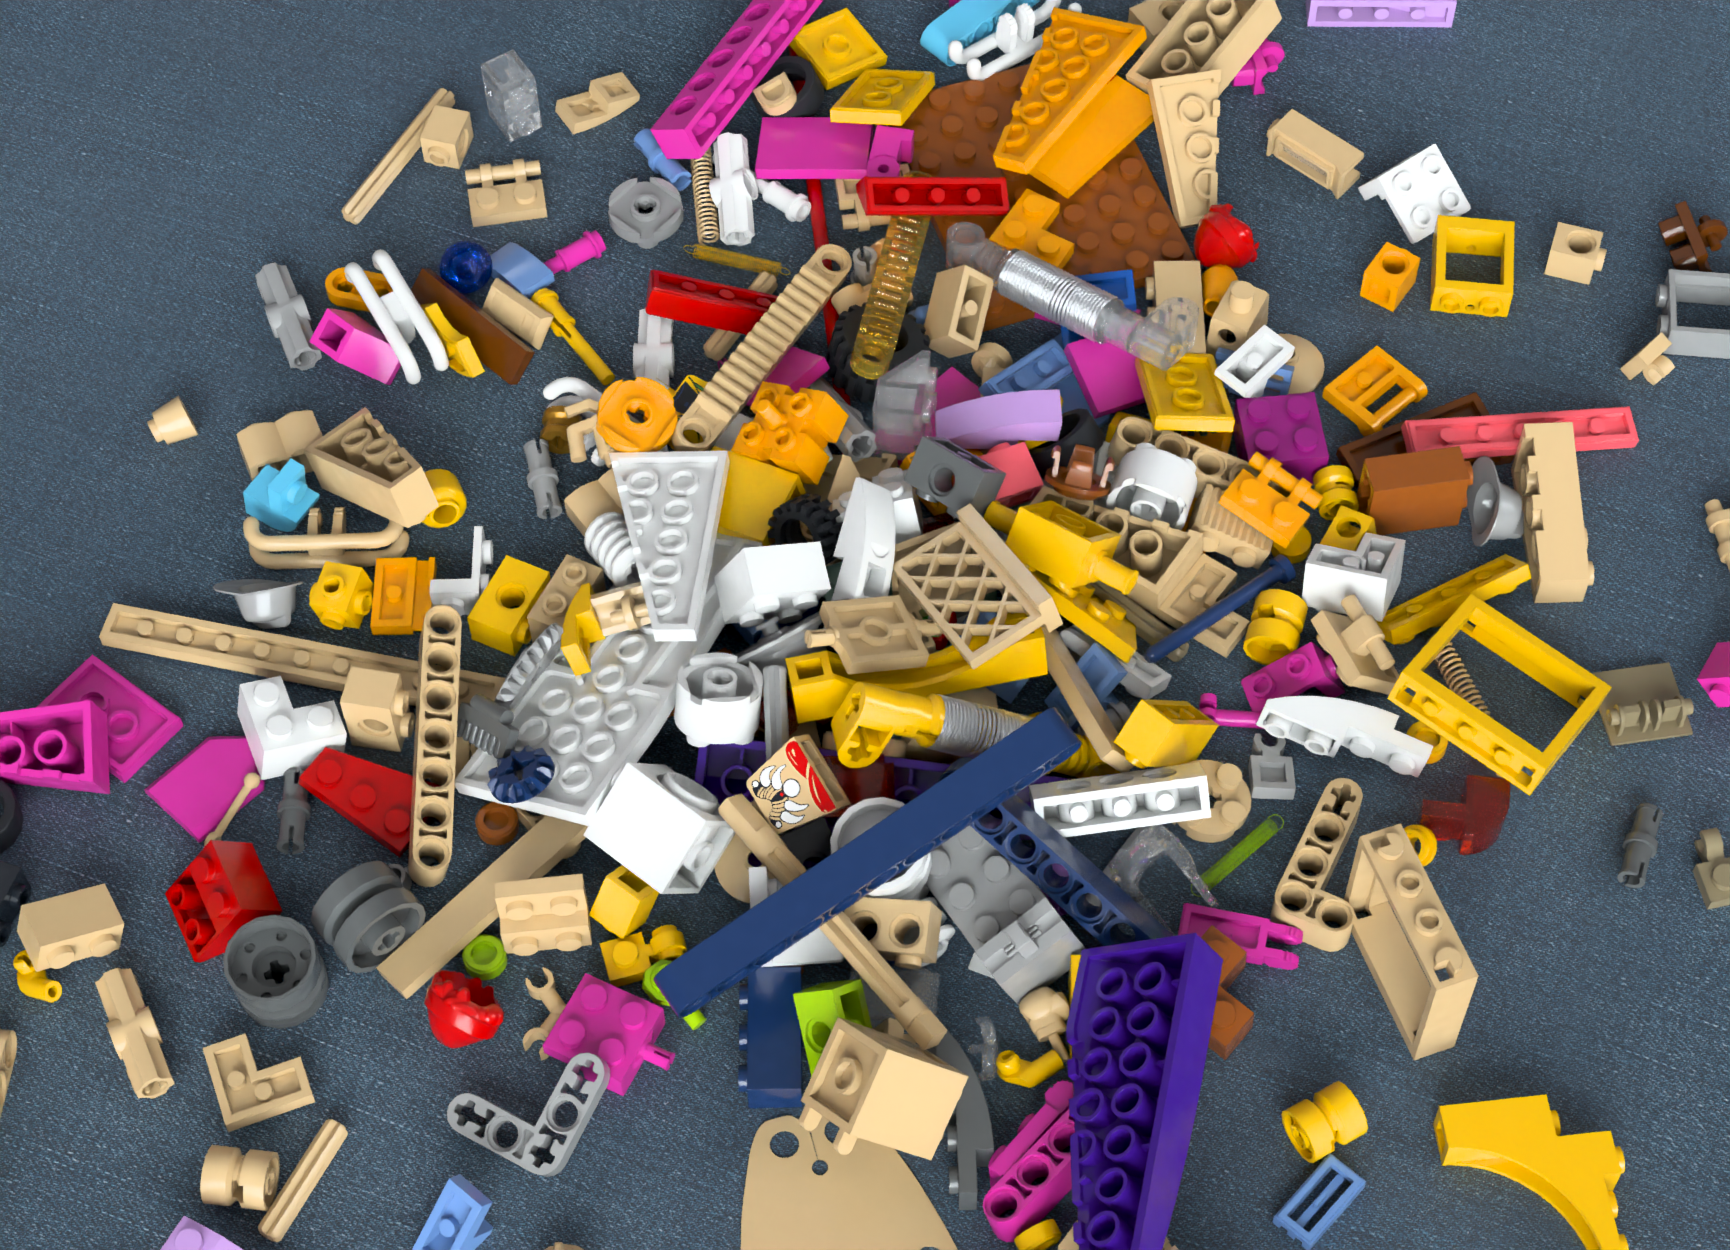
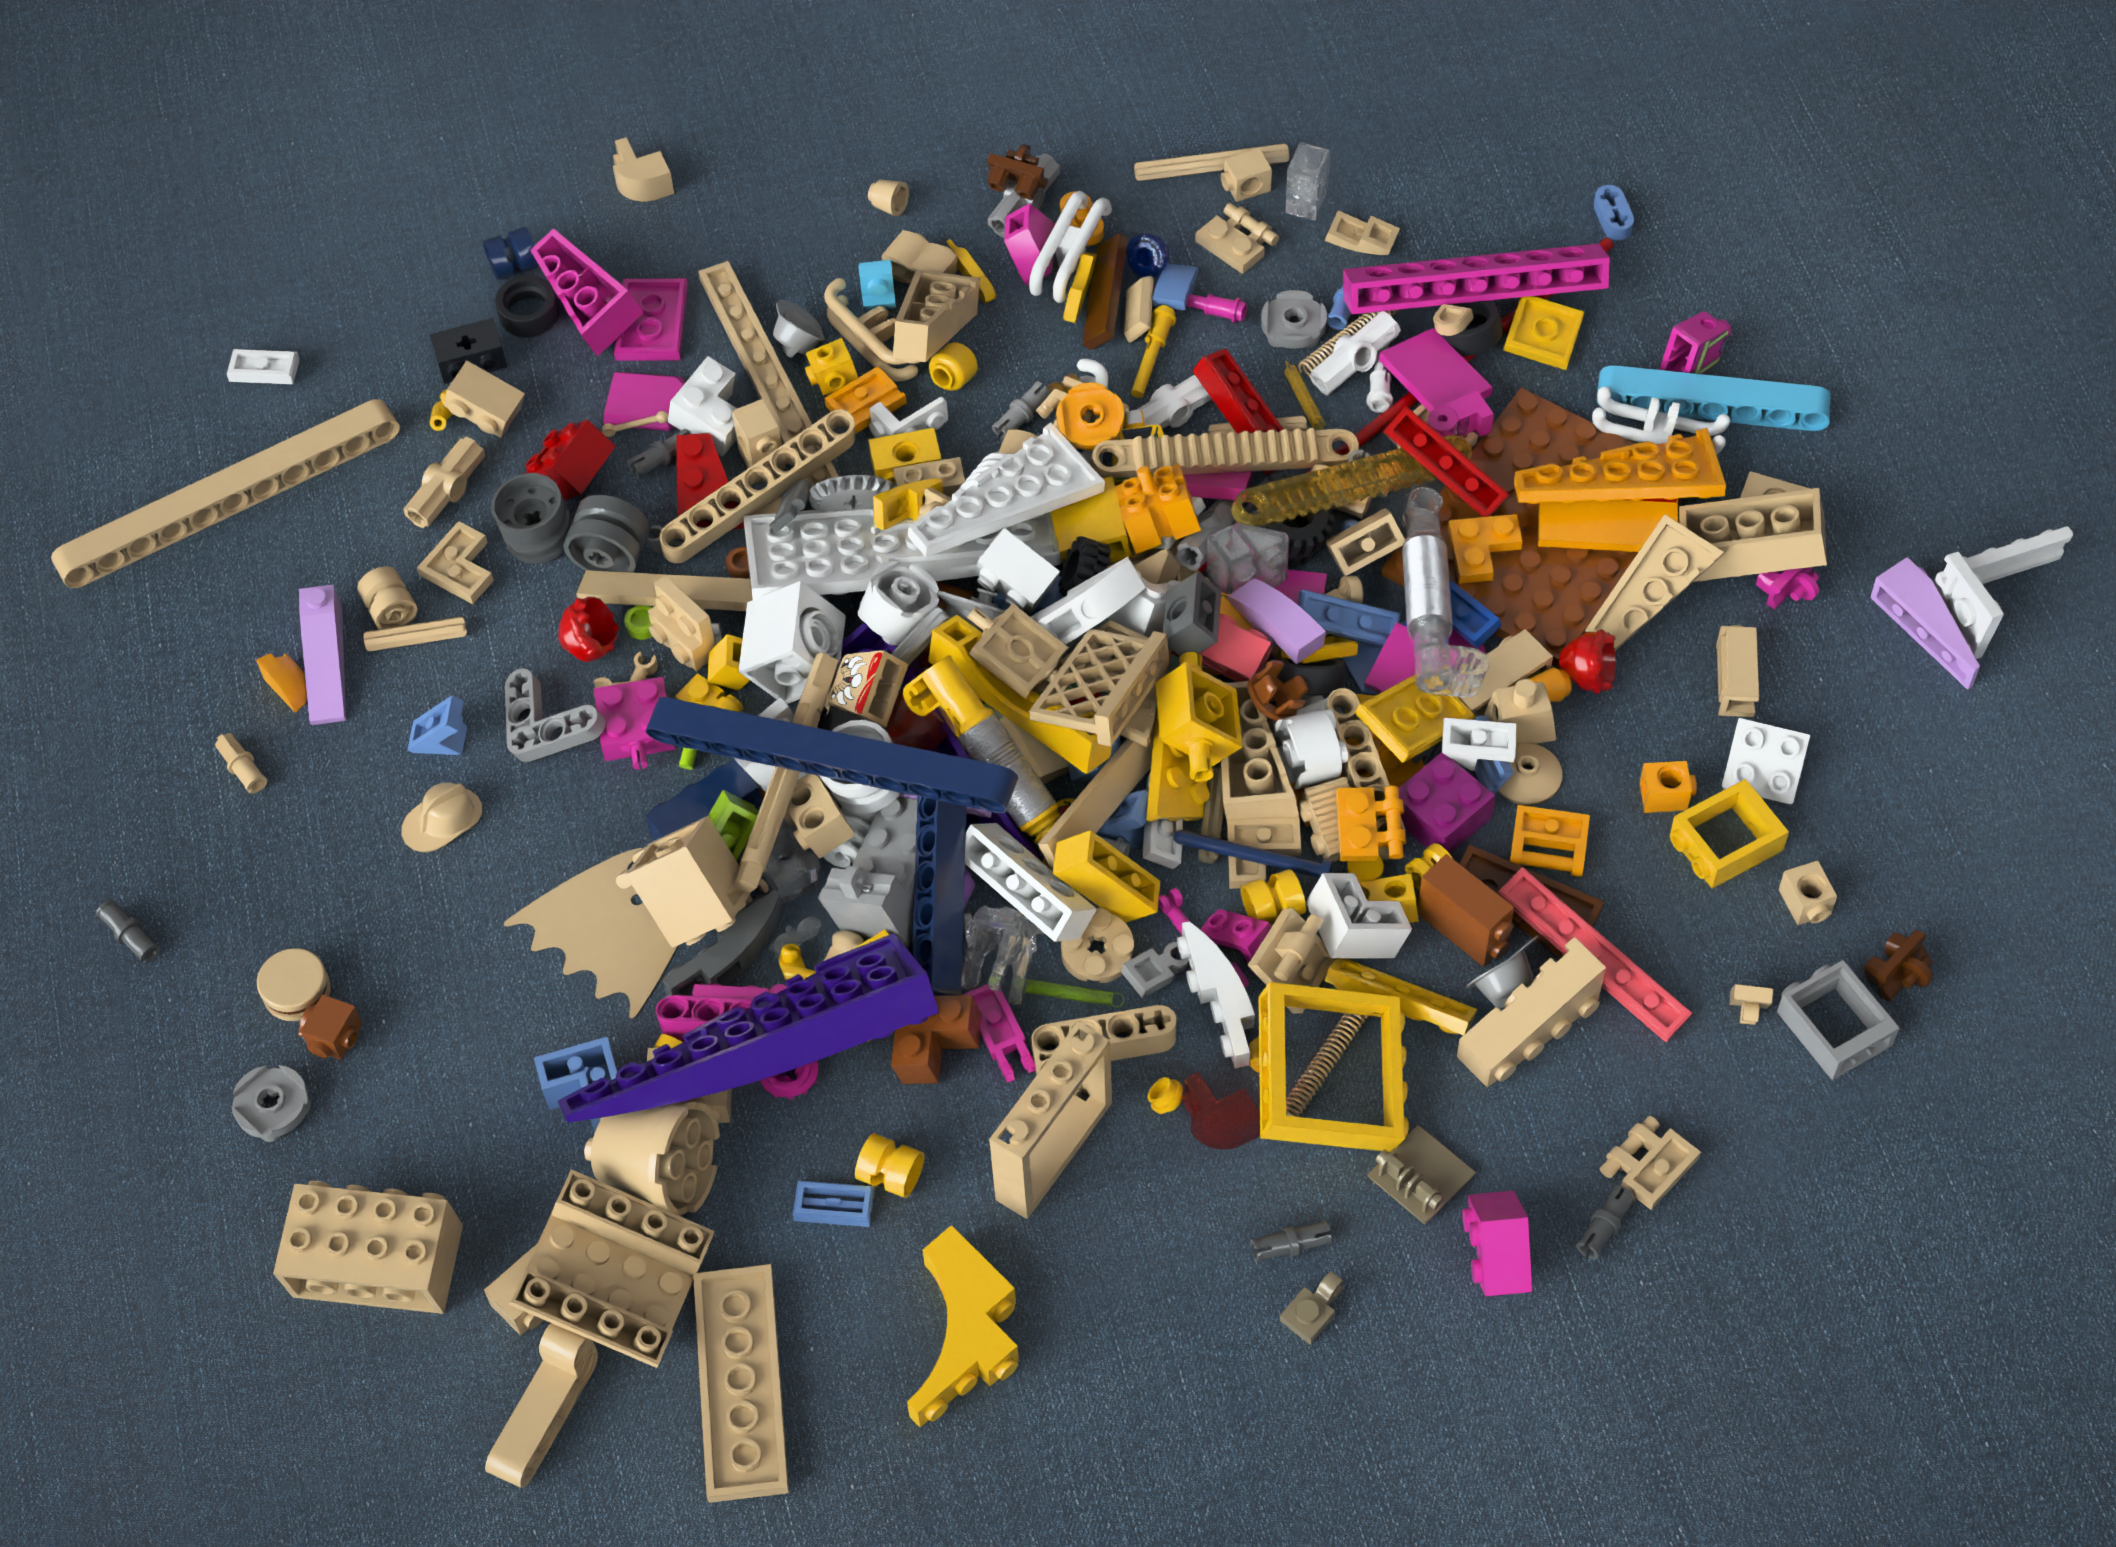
camera: 55 degrees right, 0 degrees up
(272, 290) = (1018, 167): none -> reddish brown hips
(330, 413) = (969, 268): none -> yellow piece
(537, 774) = (763, 540): dark blue gear -> none
(883, 97) = (1515, 381): yellow tile -> none

